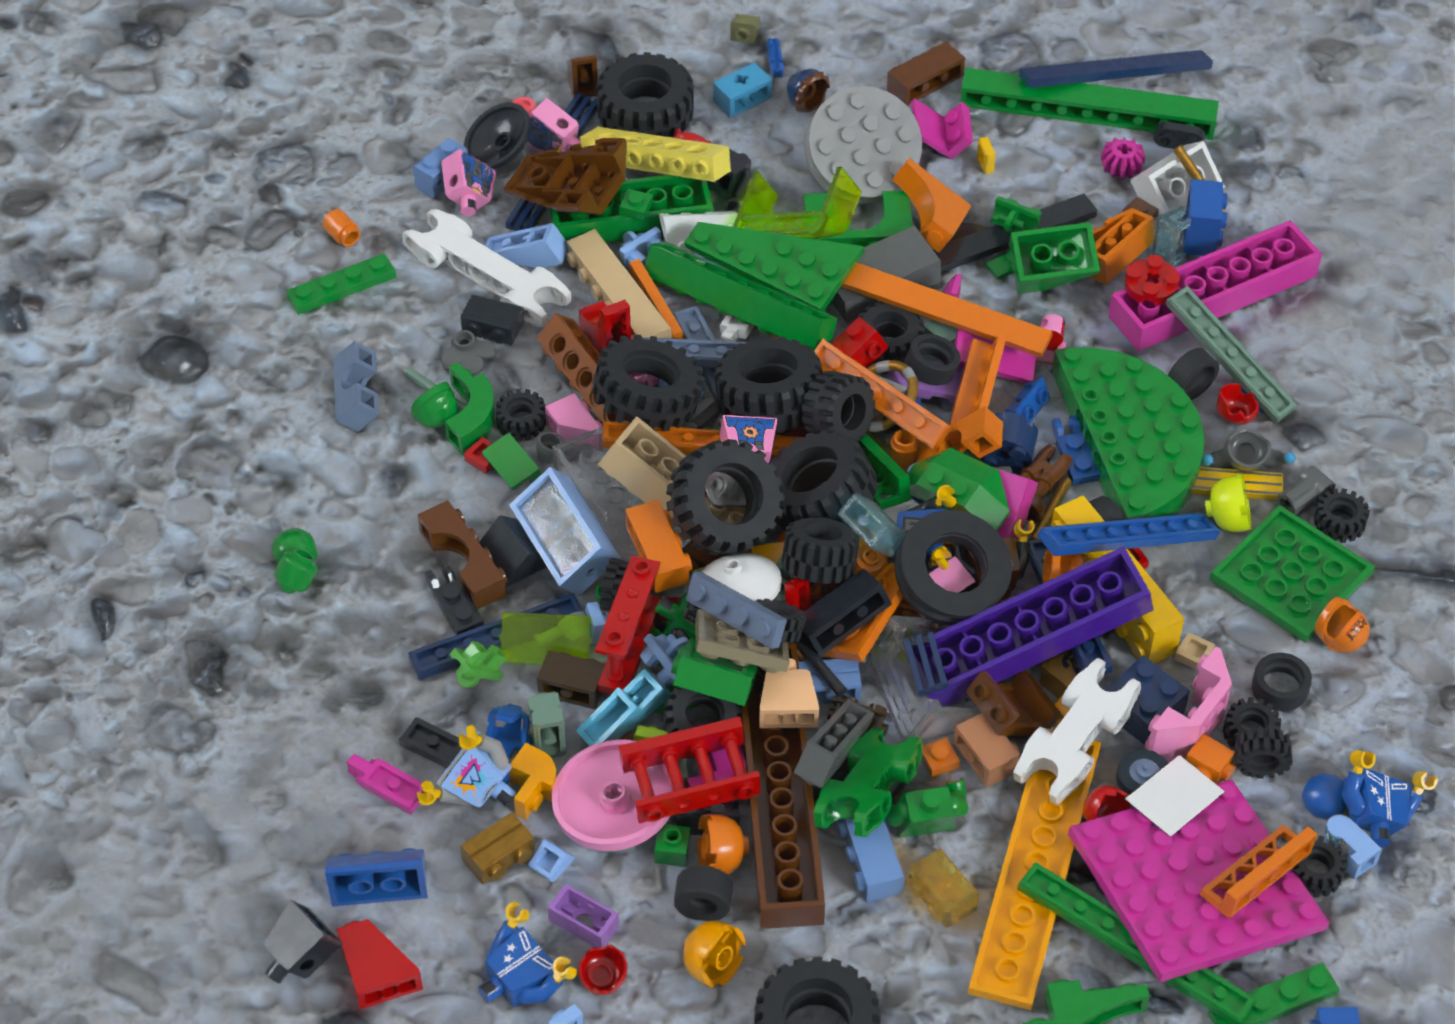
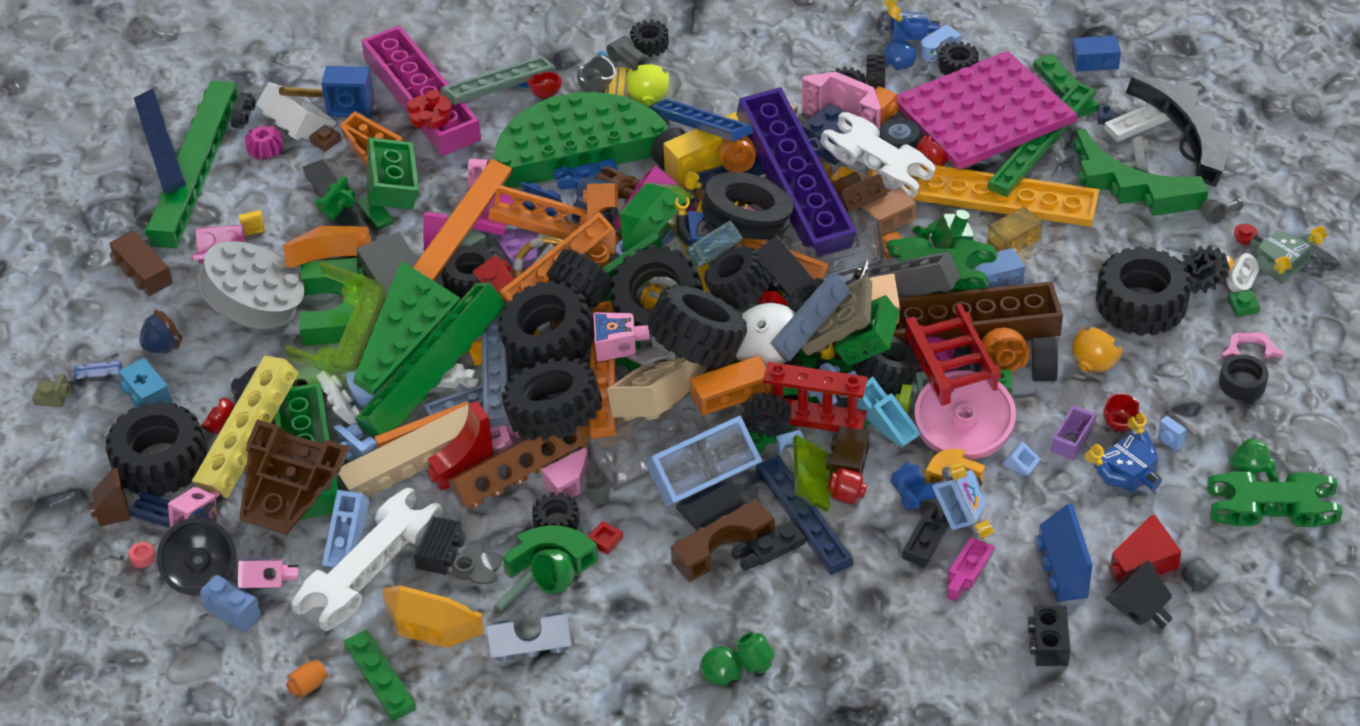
camera: 90 degrees left, 5 degrees down
(269, 857) = (1050, 636): none -> black brick
(398, 309) = (431, 617): none -> light orange wedge
(478, 663) = (844, 510): bright green hips -> none
(498, 849) = (1022, 487): pearl gold brick -> none
(511, 462) = (618, 510): green panel -> none
(517, 211) = (298, 534): dark blue tile -> none
(522, 672) = (846, 486): none -> red head
(547, 723) = (904, 449): sand green brick -> none
(636, 204) = (317, 430): green plate -> none
(920, 642) = (831, 224): dark blue tile -> none
(939, 348) = (510, 235): black tyre -> none
(1168, 234) = (370, 104): clear light blue hinge -> none
(1174, 795) = (919, 115): white sticker -> none
(1195, 372) = (517, 97): black tyre -> none
(1262, 875) = (984, 66): orange fence -> none
(1286, 664) = (802, 60): black tyre -> none
(1291, 572) = (707, 63): green plate -> none
(1346, 629) = (757, 37): orange helmet -> none

